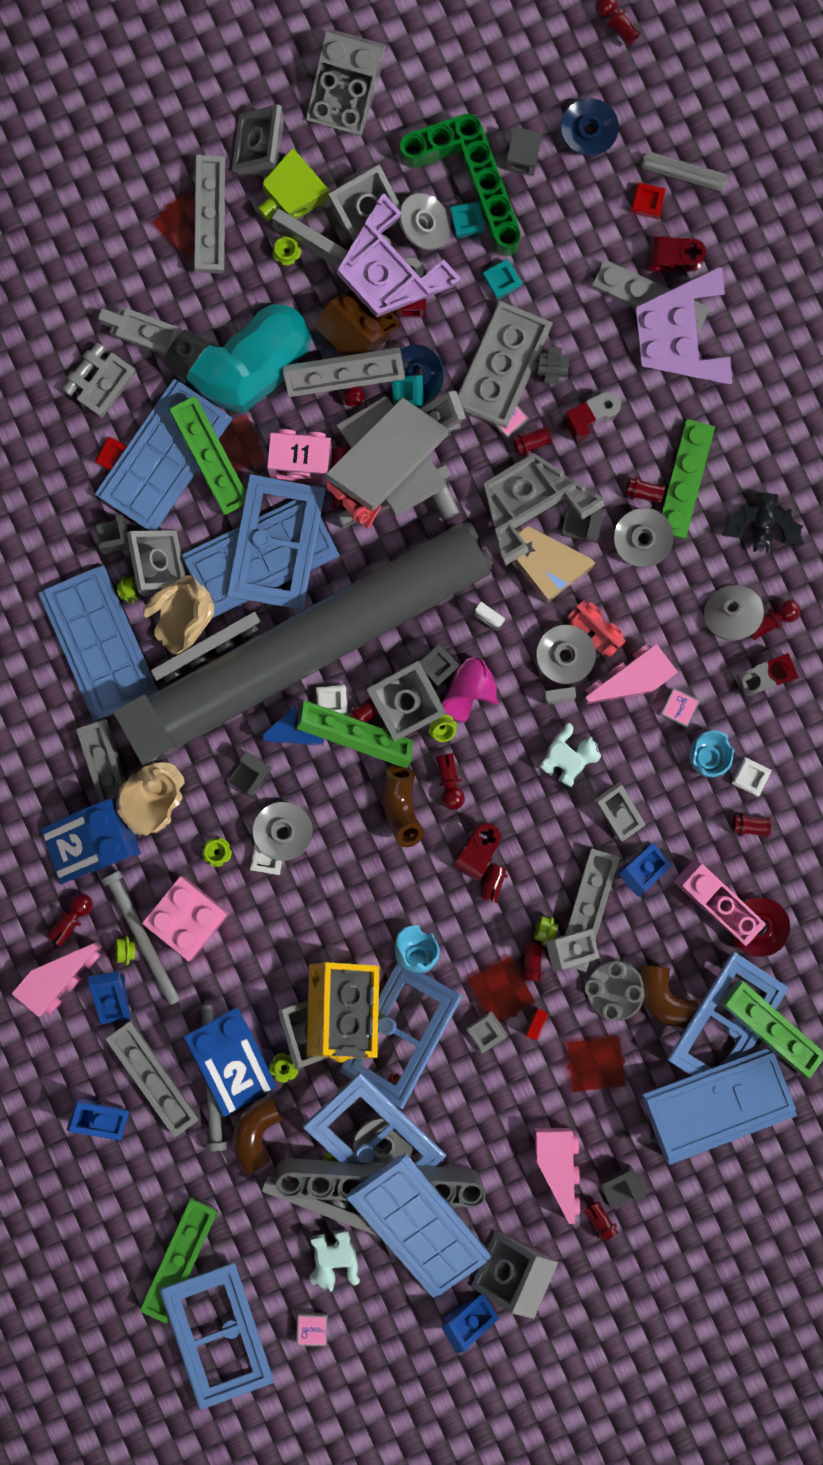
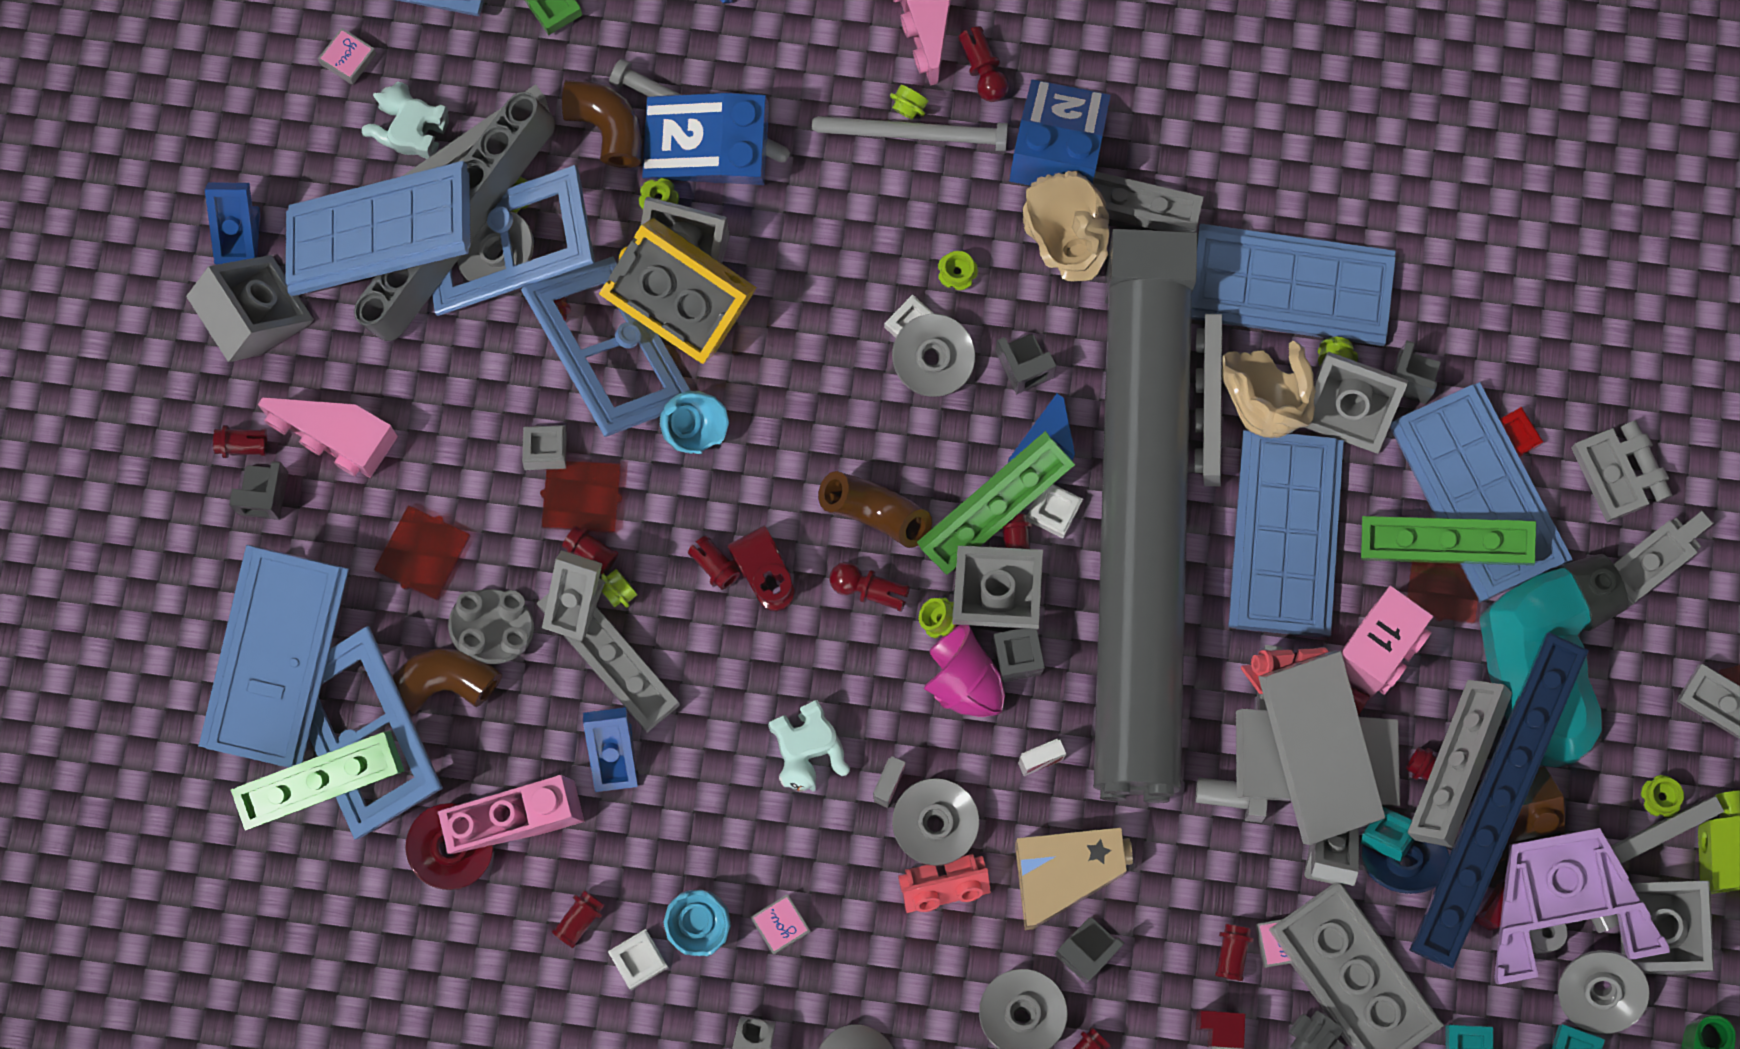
camera: 125 degrees right, 10 degrees down
(110, 997) = (866, 55): blue slope -> none
(152, 1079) = (742, 48): light grey plate -> none
(186, 918) = (901, 188): bright pink brick -> none
(249, 536) = (1315, 527): medium blue door -> none
(355, 335) = (1498, 801): none -> dark blue tile
(525, 493) = (1170, 896): light grey wing -> none
(536, 1024) = (515, 508): red tile -> none
(619, 812) = (700, 763): light grey slope -> none
(638, 678) = (849, 897): bright pink slope -> none

